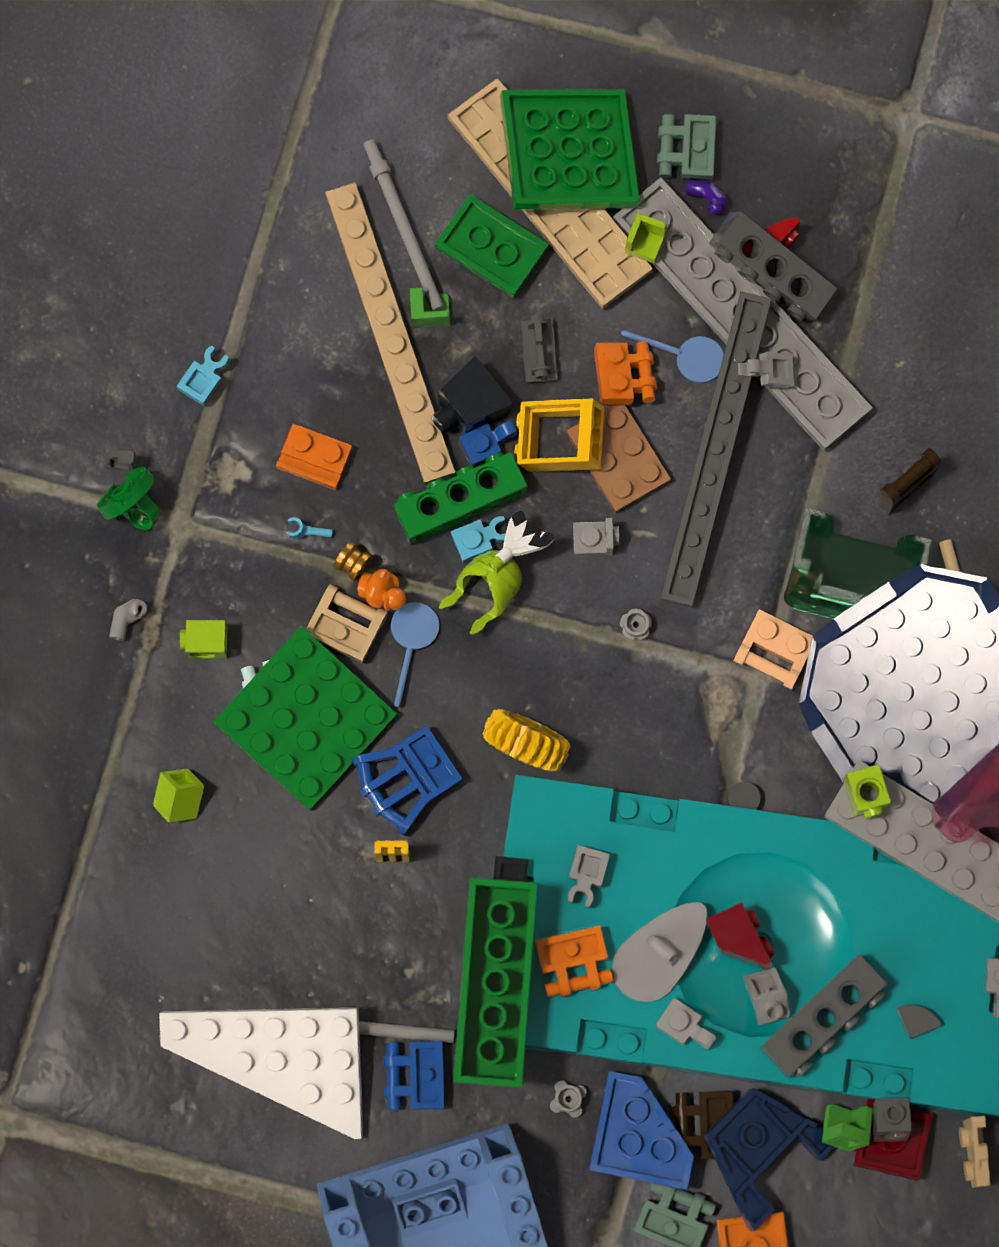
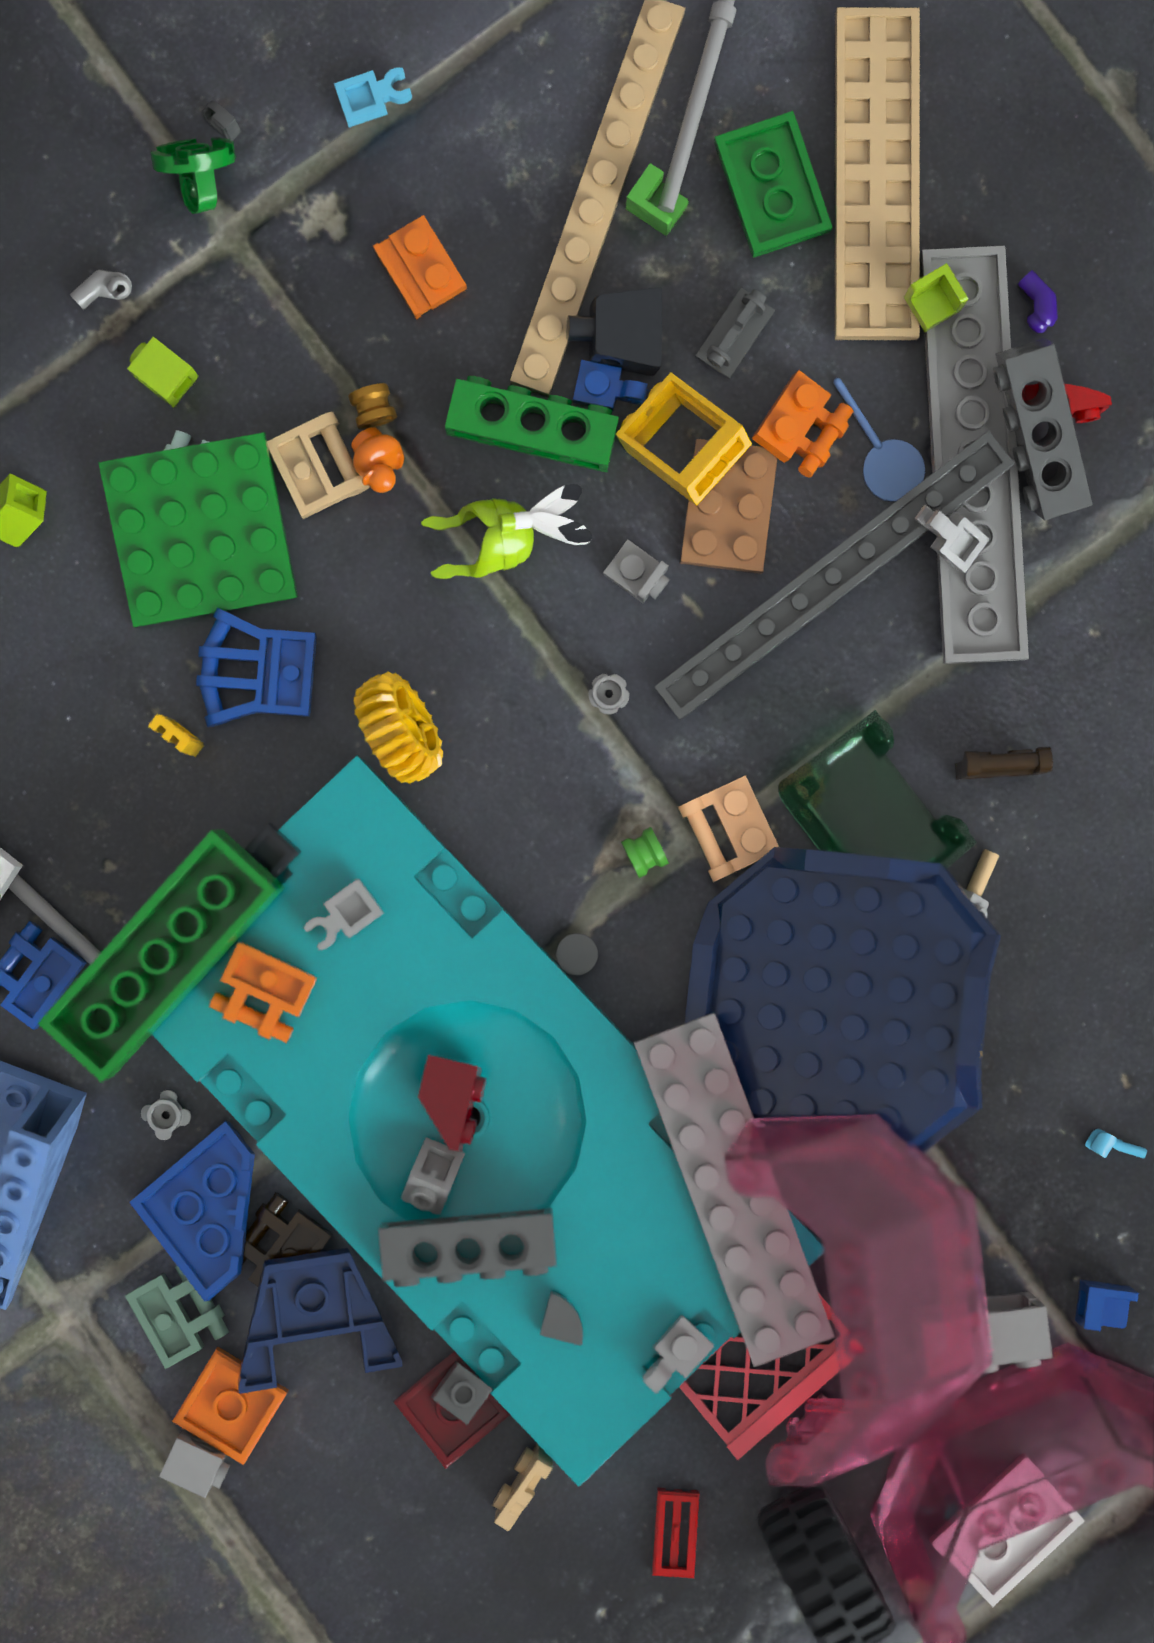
camera: 40 degrees right, 10 degrees up
(306, 530) = (350, 335): medium azure hand -> none
(413, 628) = (383, 523): medium blue piece -> none
(475, 539) = (515, 479): medium azure plate -> none
(569, 149) = (932, 141): green plate -> none
(659, 953) = (358, 1049): light grey shield -> none
(681, 1023) = (322, 1138): light grey plate -> none
(697, 149) = (1070, 242): sand green plate -> none
(735, 703) = (644, 852): none -> bright green wheel
(847, 1128) = (416, 1361): bright green panel -> none
(870, 777) = (688, 1038): lime brick -> none

